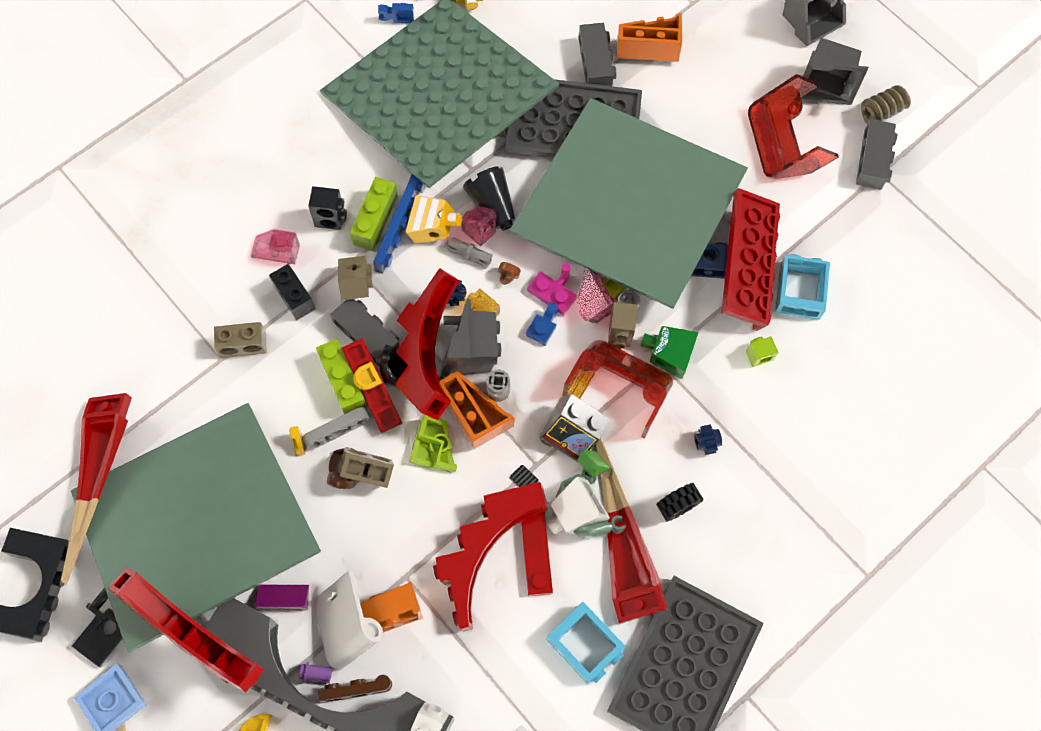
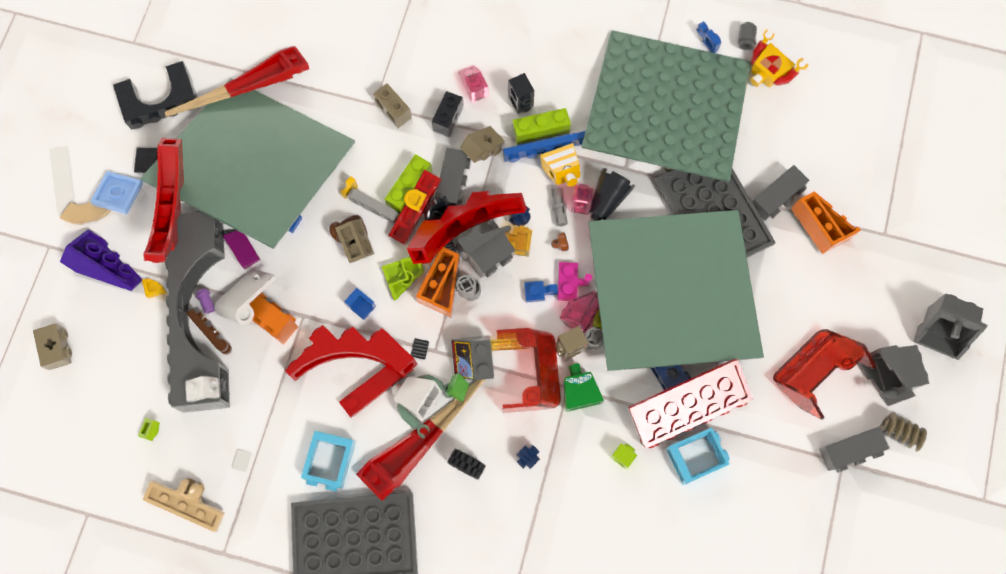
camera: 60 degrees right, 5 degrees up
(436, 507) = (360, 304): none -> blue panel

